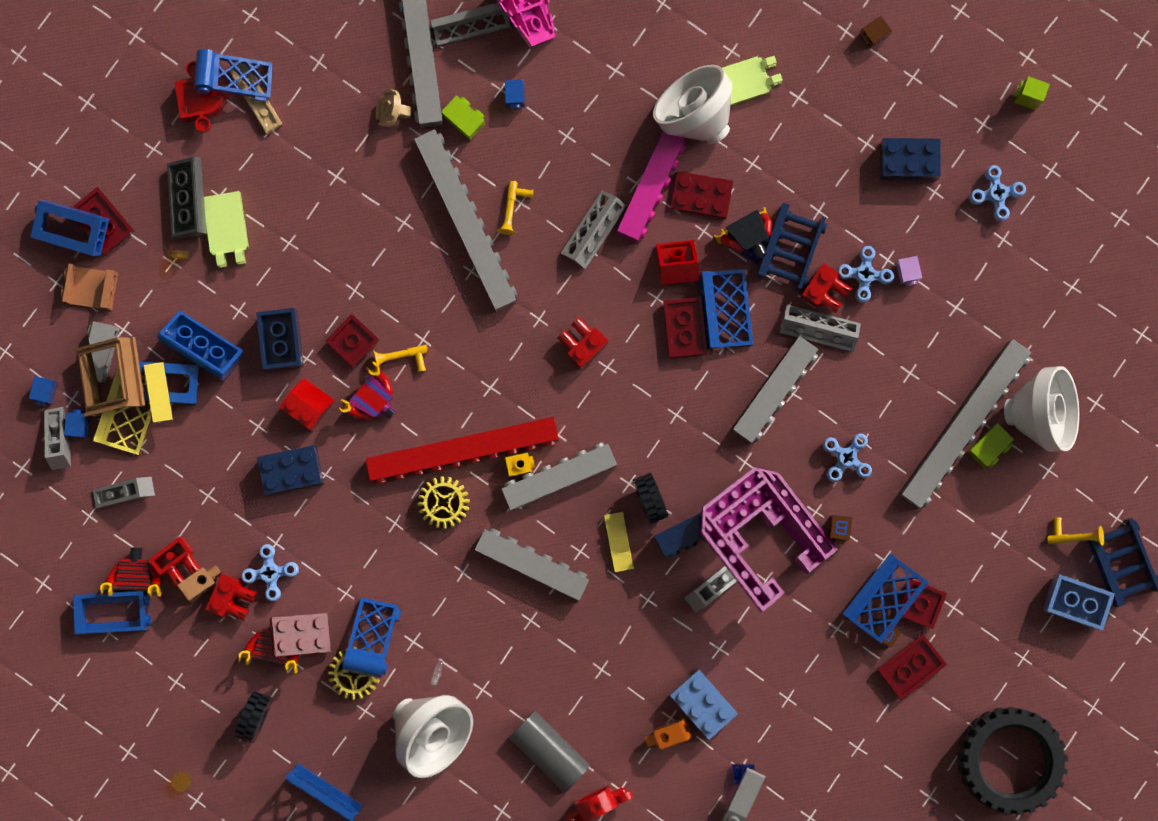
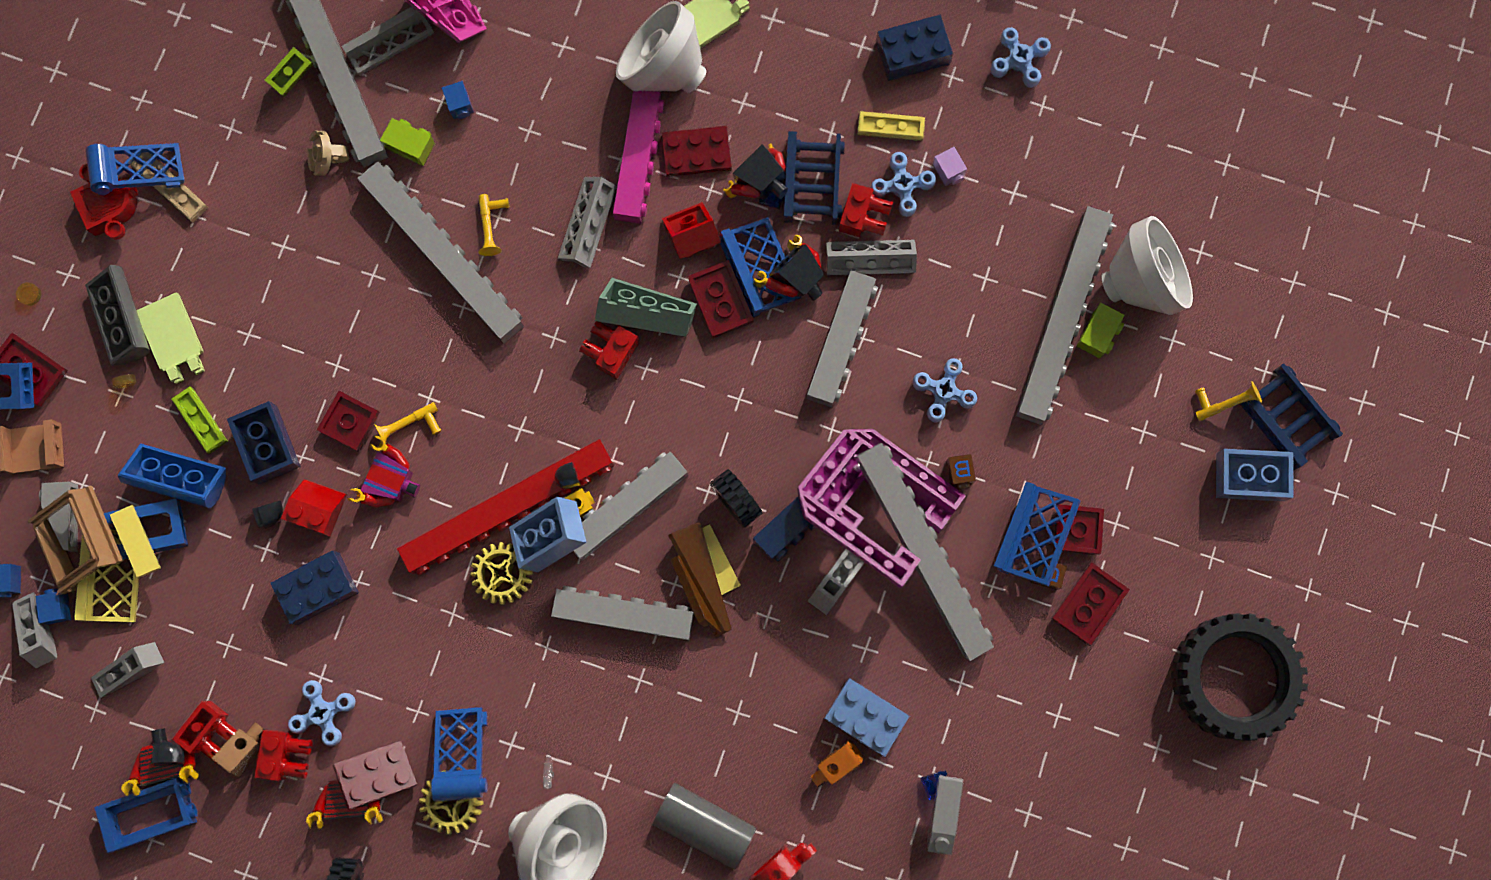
camera: 15 degrees left, 5 degrees down
(117, 156) = (28, 294): none -> clear yellow tile
(142, 570) = (167, 754): none -> black piece
(231, 303) = (199, 420): none -> lime tile
(268, 399) = (268, 514): none -> black piece
(380, 29) = (288, 72): none -> lime brick
(490, 483) = (547, 534): none -> medium blue brick
(518, 441) = (566, 476): none -> black piece
(601, 553) = (699, 578): none -> reddish brown wedge
(620, 319) = (644, 309): none -> sand green wedge
(753, 325) = (795, 273): none -> black torso
(788, 577) = (920, 540): none -> light grey brick
(870, 220) = (891, 126): none -> light yellow tile

